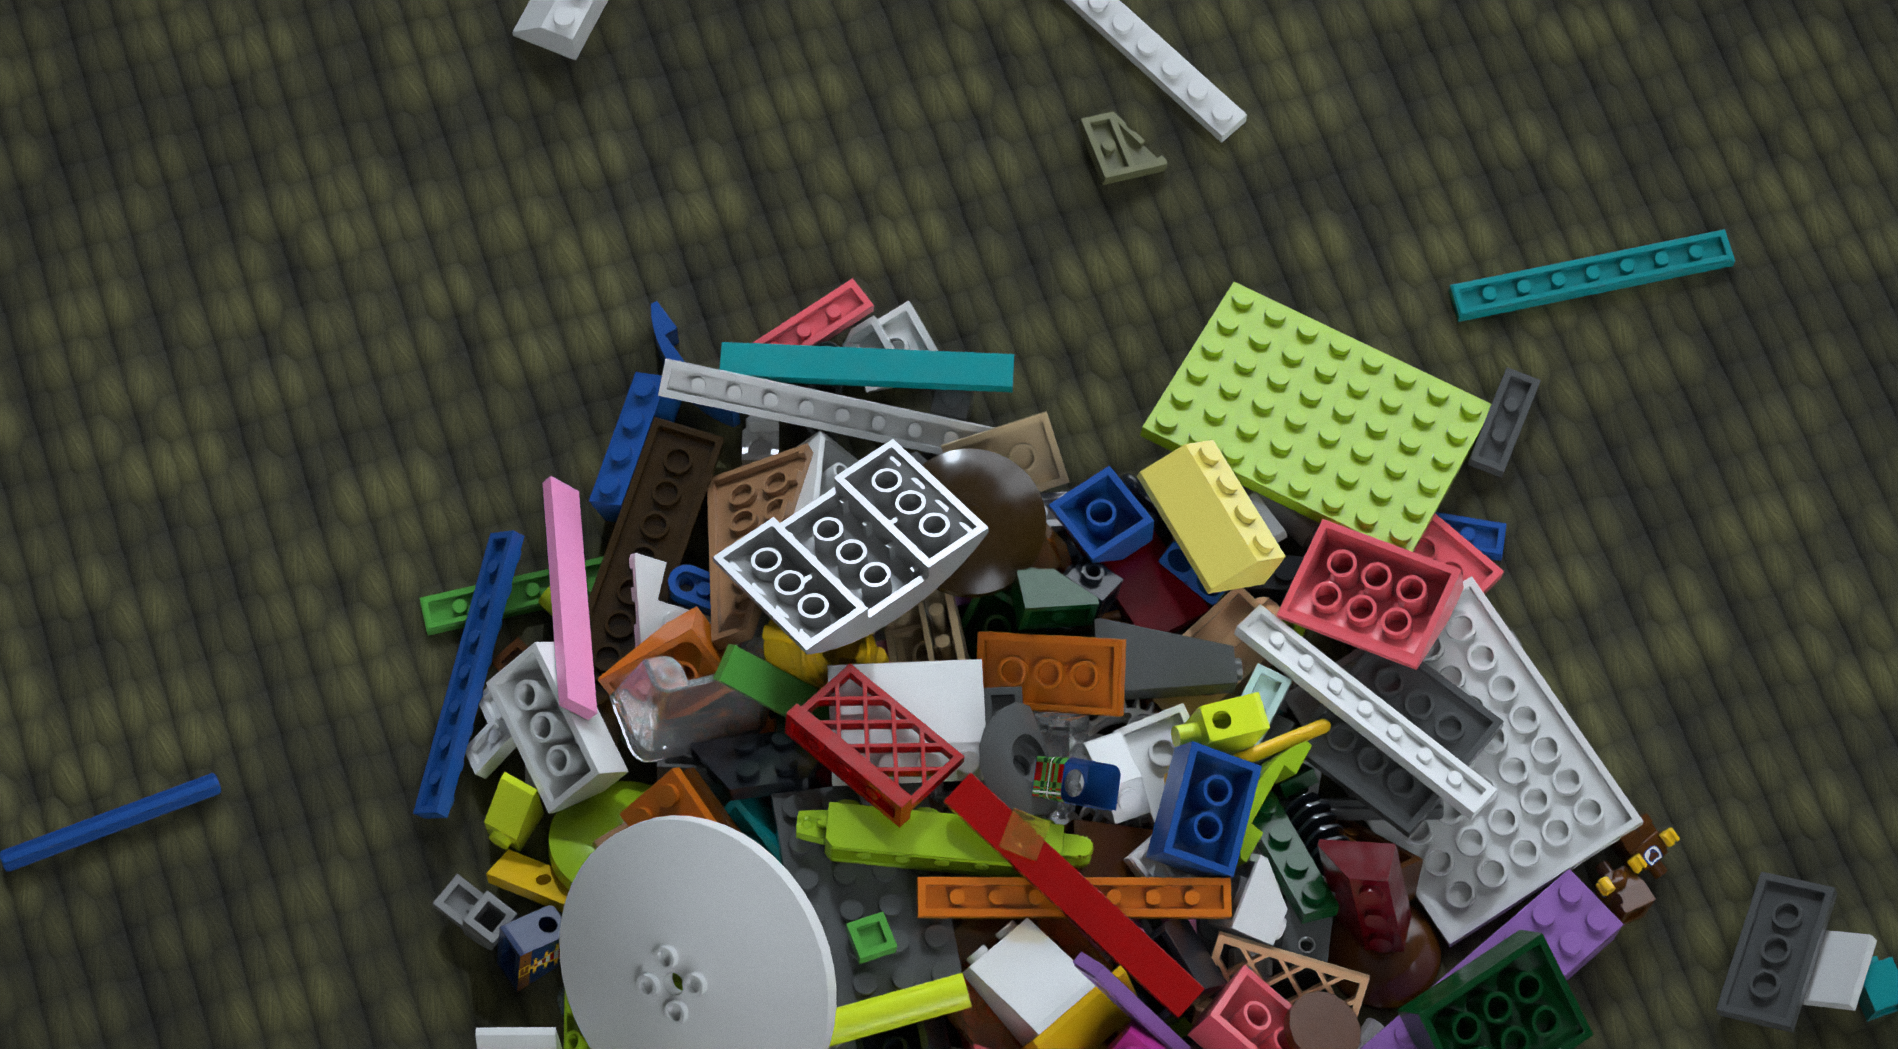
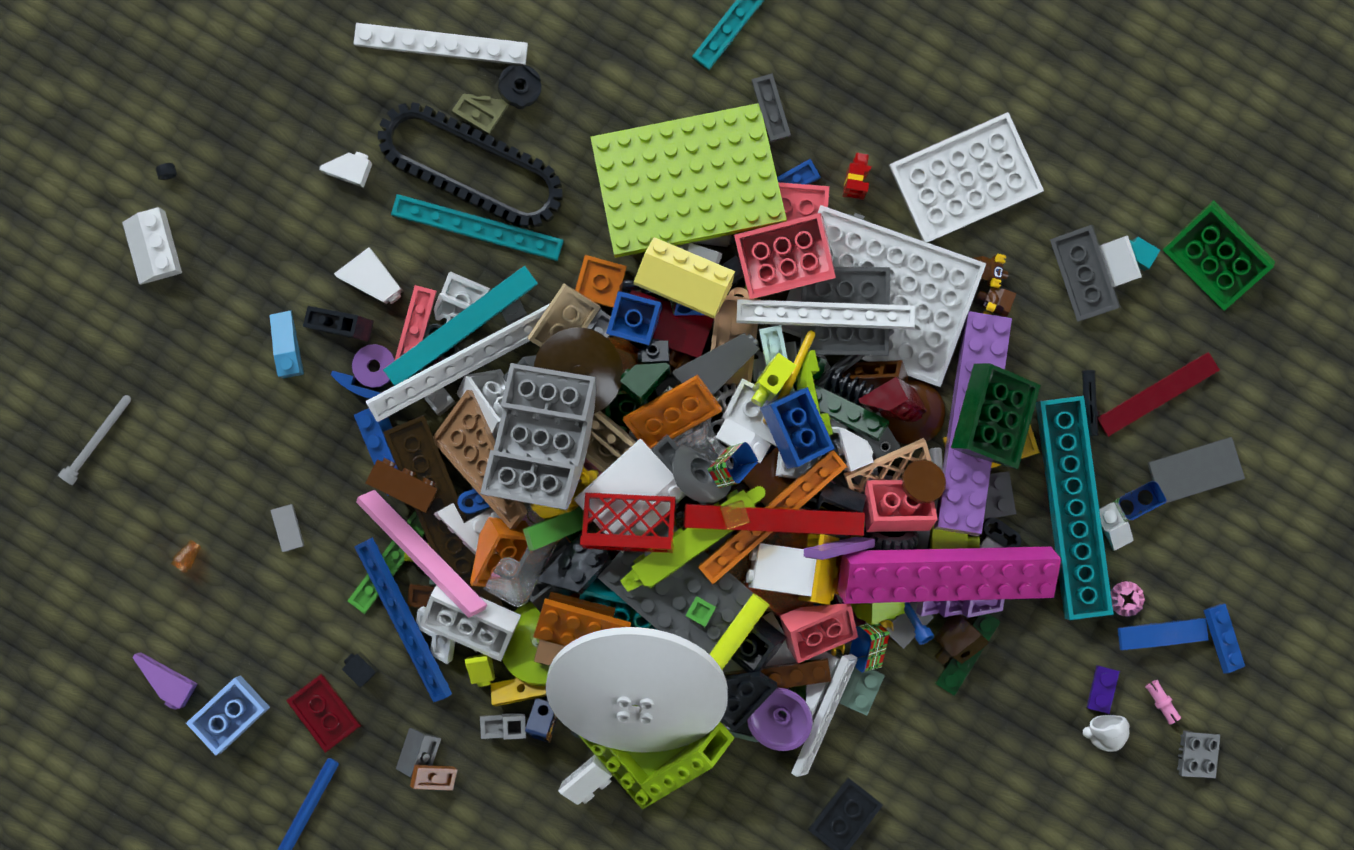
camera: 40 degrees left, 20 degrees up
(101, 516) = (166, 682): none -> medium lavender slope
(140, 612) = (228, 715): none -> light blue brick
(224, 178) = (71, 472): none -> light grey piece
(261, 714) = (323, 712): none -> dark red tile
(268, 385) = (186, 556): none -> clear orange cone
(326, 904) = (433, 777): none -> plate
(334, 864) = (417, 750): none -> dark grey panel
(357, 692) = (359, 668): none -> black brick
(427, 451) = (287, 528): none -> light grey tile
(621, 493) = (402, 485): none -> reddish brown brick
(623, 236) = (285, 345): none -> dark azure slope
(707, 325) = (361, 365): none -> medium lavender tile
(716, 258) = (338, 323): none -> black slope
(804, 234) = (371, 277): none -> white slope
(891, 91) = (349, 168): none -> white slope
(993, 283) = (477, 227): none -> teal tile
(1085, 178) = (393, 156): none -> black piece
(1094, 449) = (600, 280): none -> orange plate
(1186, 171) = (519, 74): none -> black plate
(1550, 585) = (855, 174): none -> red hips
(1705, 706) = (966, 178): none -> white plate

